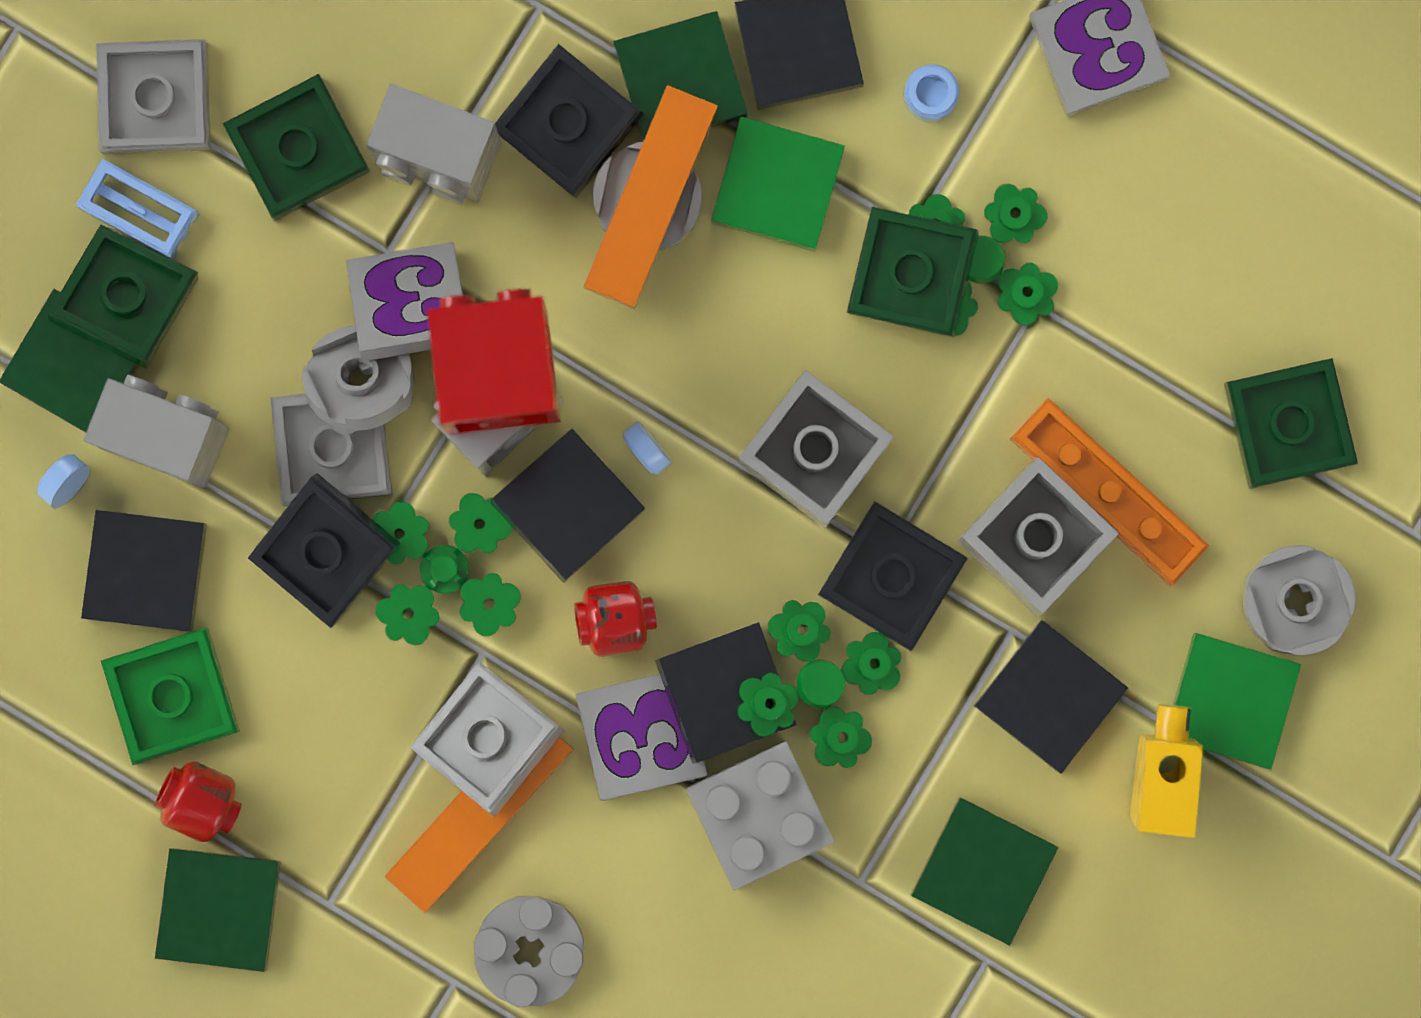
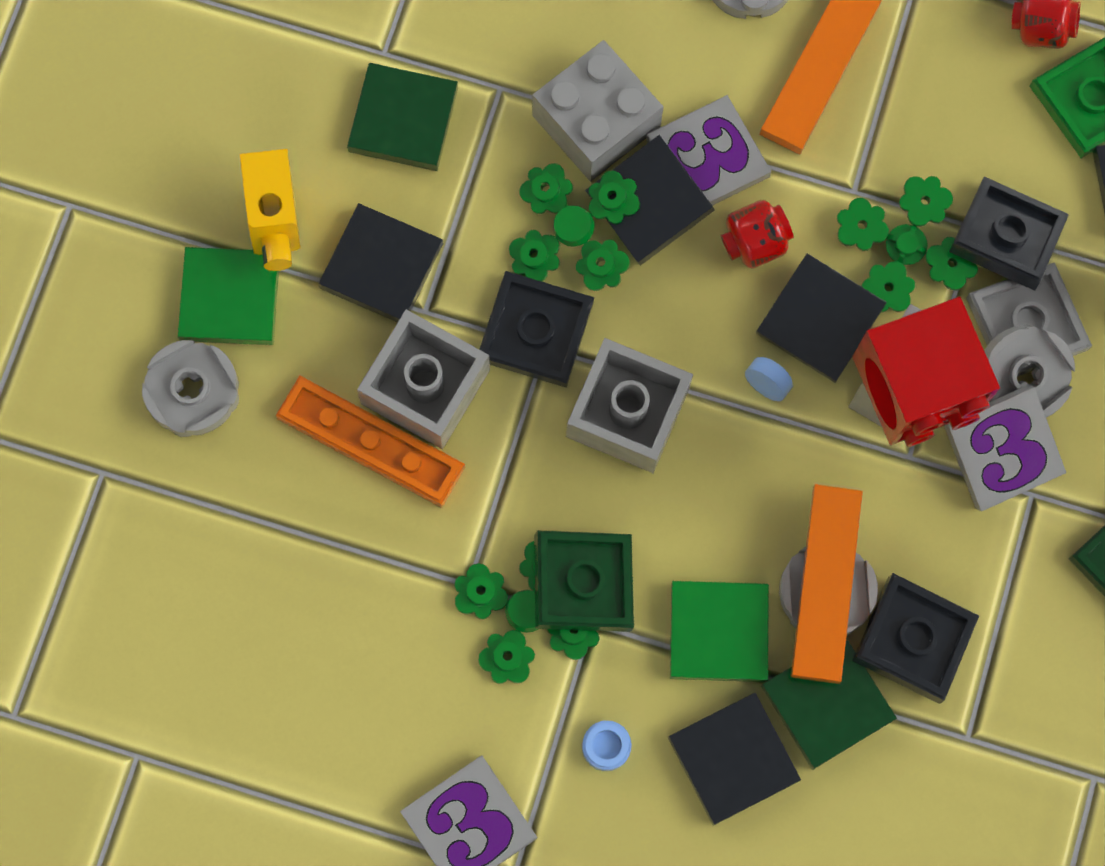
camera: 165 degrees right, 10 degrees down
(433, 145) = (1026, 578): light grey brick -> none
(486, 739) = (832, 119): light grey tile -> none
(1290, 423) = (227, 536): dark green tile -> none

